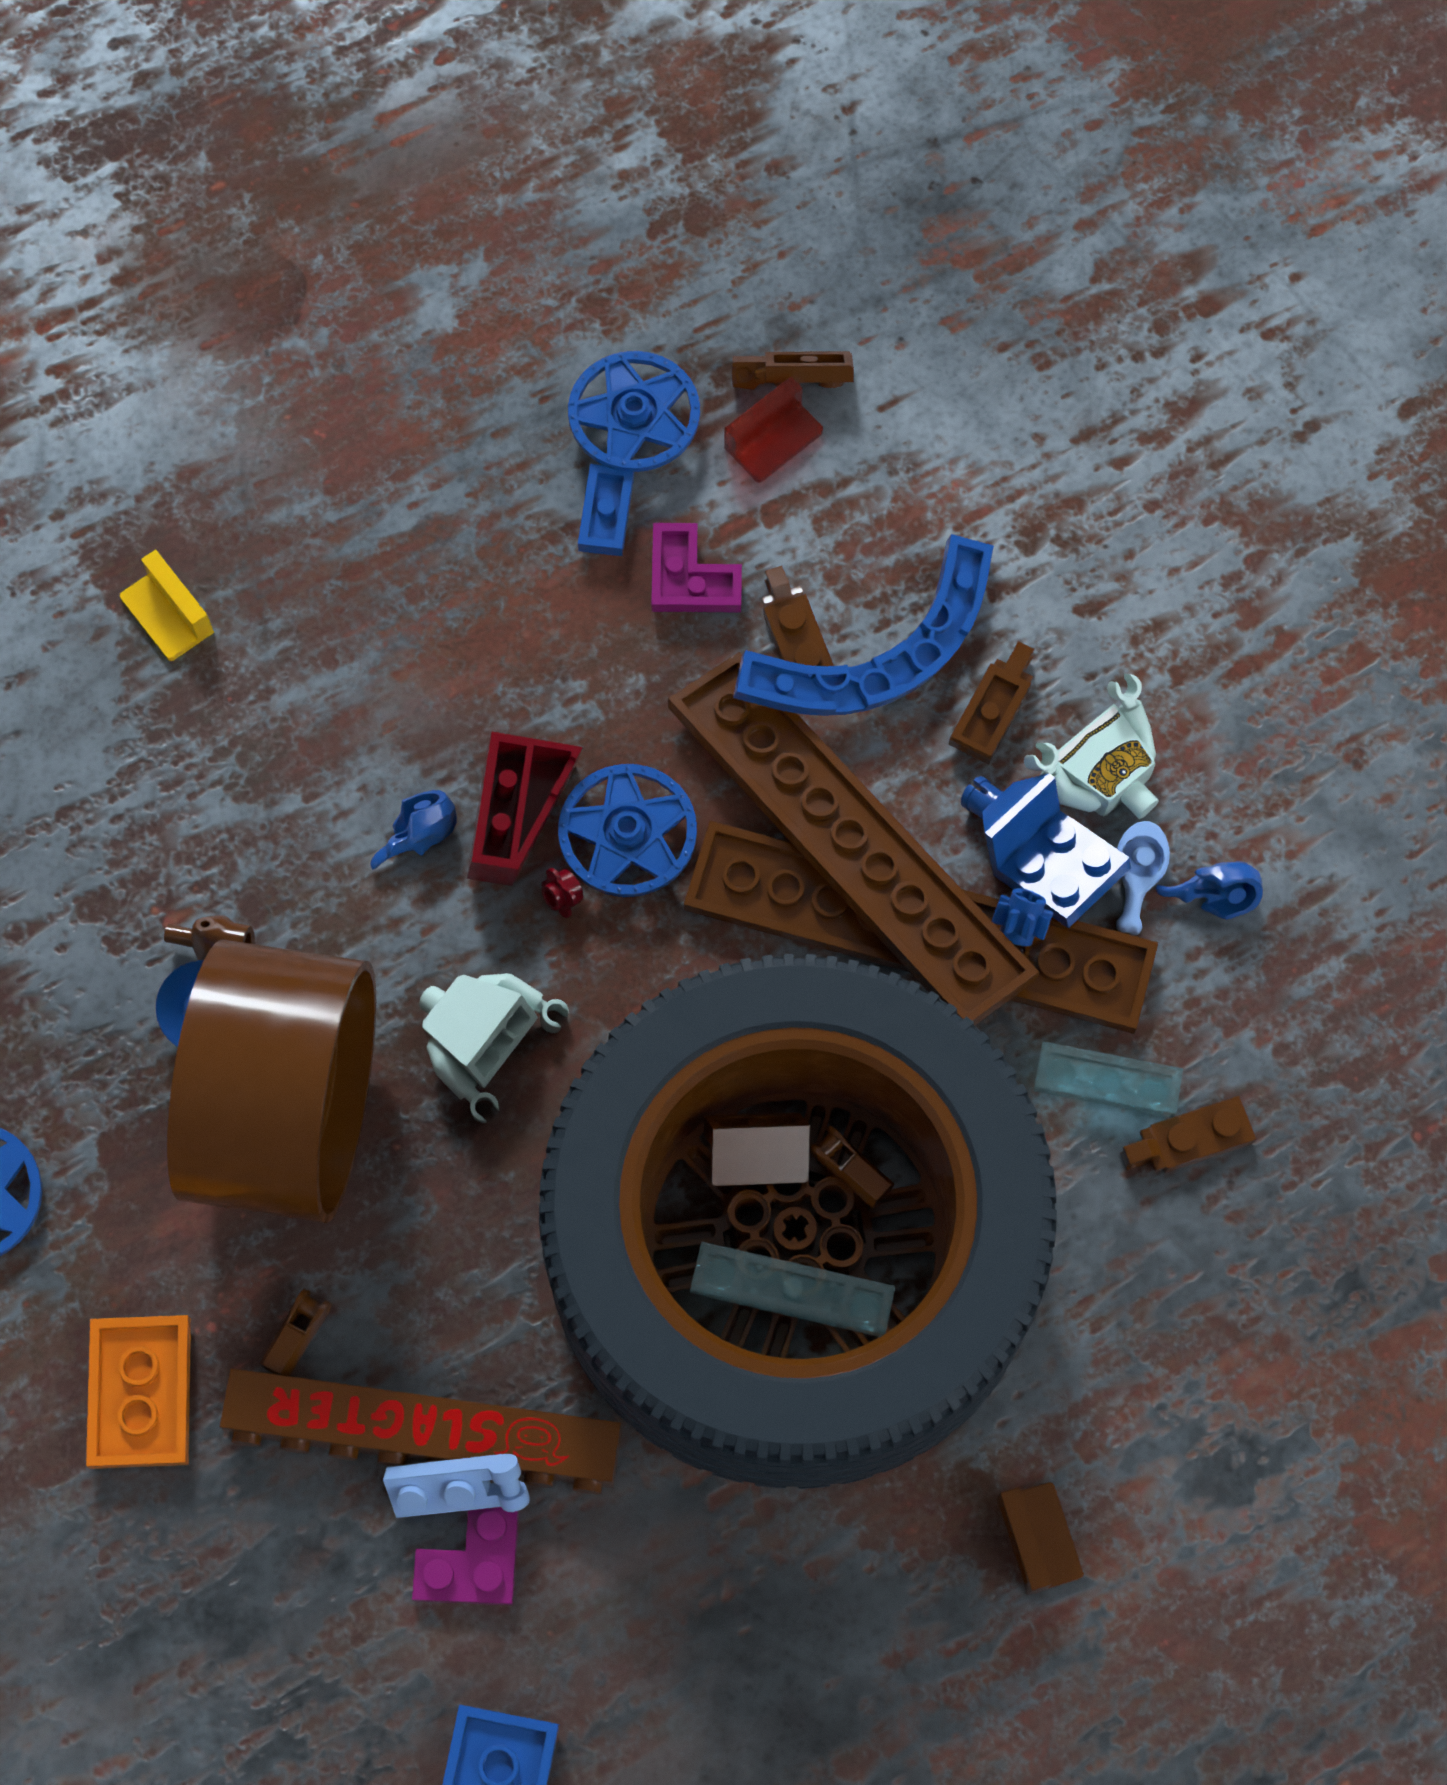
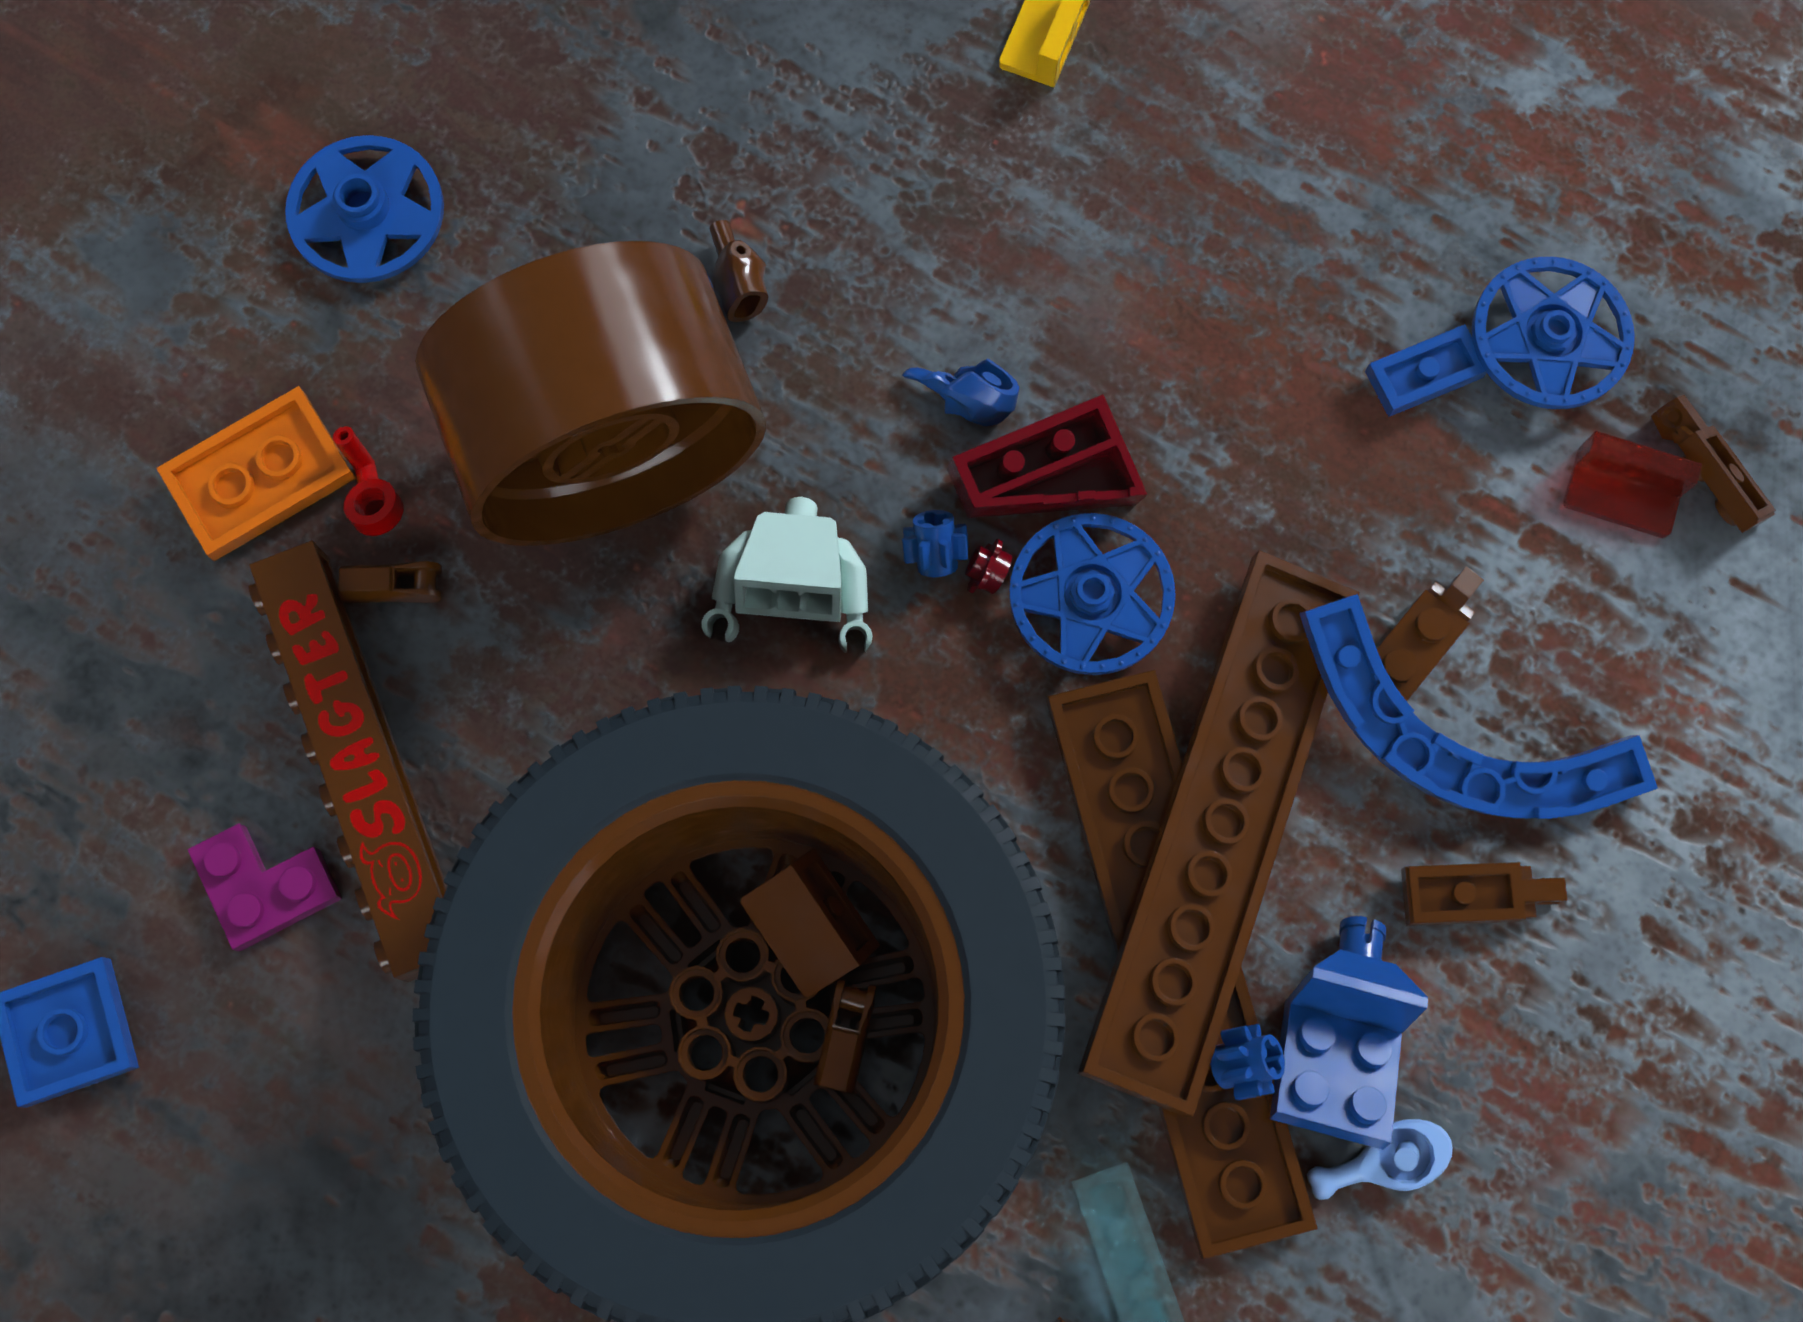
camera: 60 degrees right, 5 degrees up
(211, 1311) = (370, 492): none -> red plate
(456, 1486) = (312, 826): light blue plate -> none
(521, 916) = (935, 543): none -> blue gear
(682, 583) = (1399, 492): magenta plate -> none
(792, 1289) = (678, 1051): clear light blue plate -> none
(1106, 759) = (1491, 1050): light aqua torso -> none
(1228, 888) = (1429, 1272): blue piece -> none

